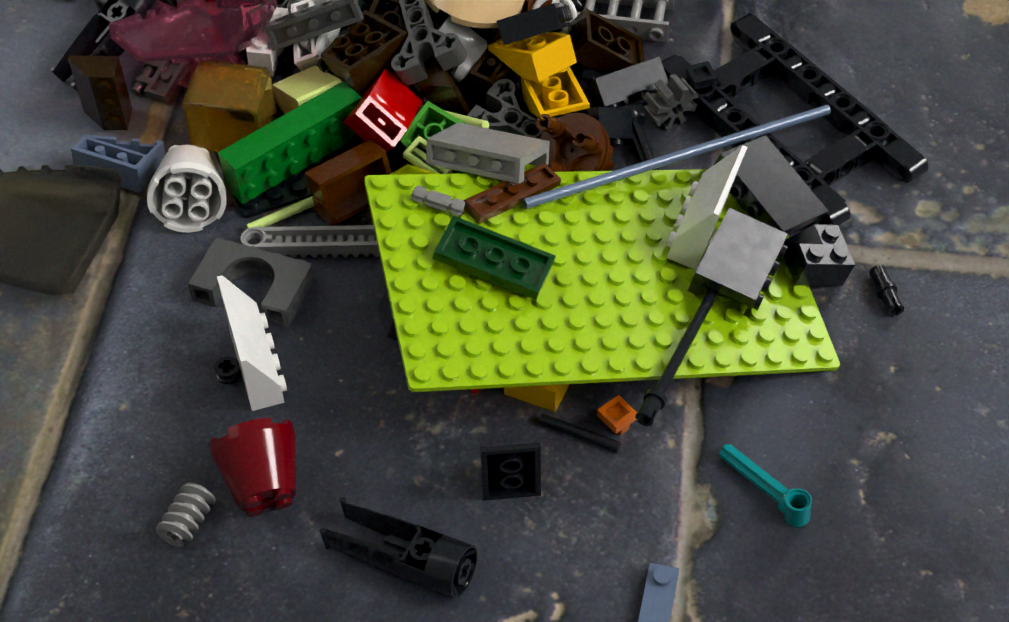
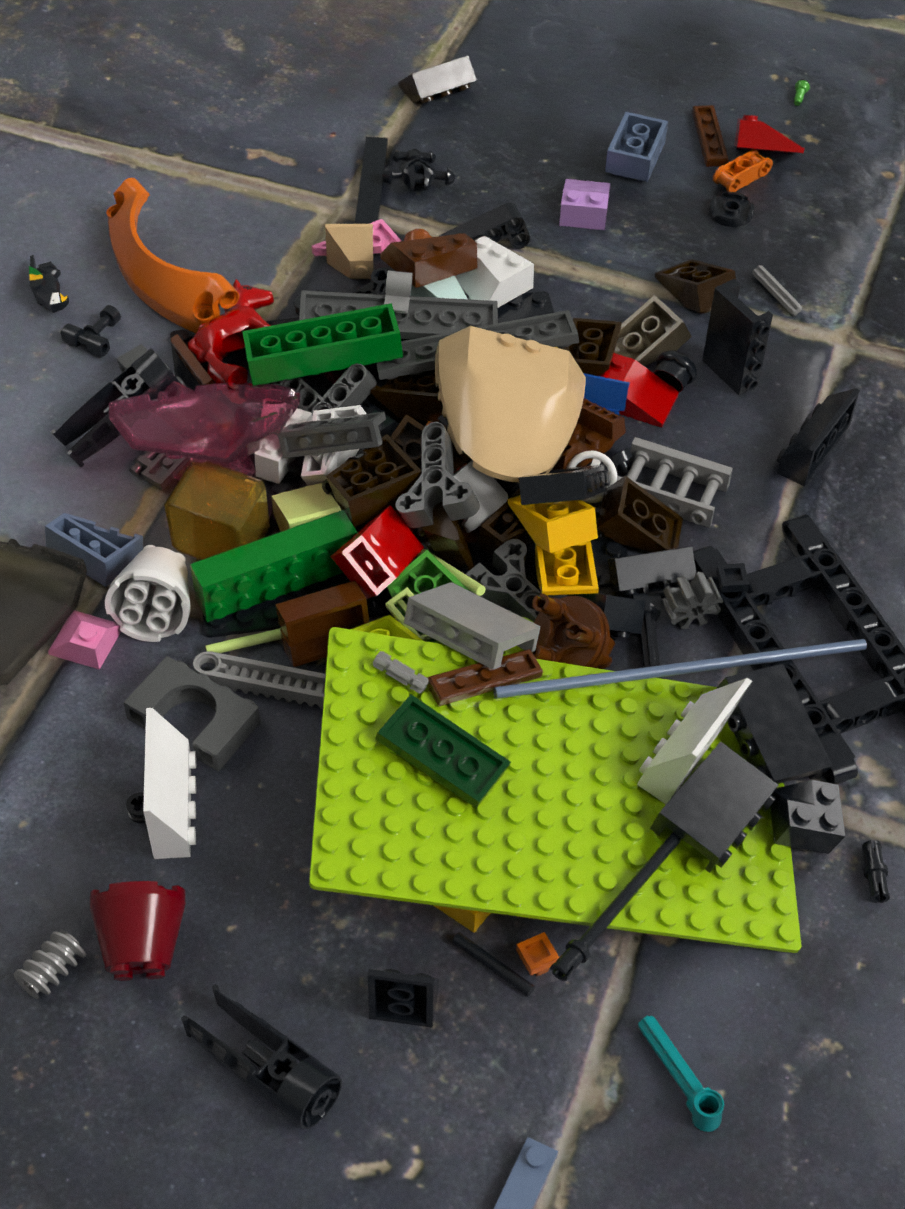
camera: 10 degrees right, 0 degrees up
(102, 90) = (96, 467): dark brown slope -> none
(134, 241) = (85, 639): none -> bright pink slope

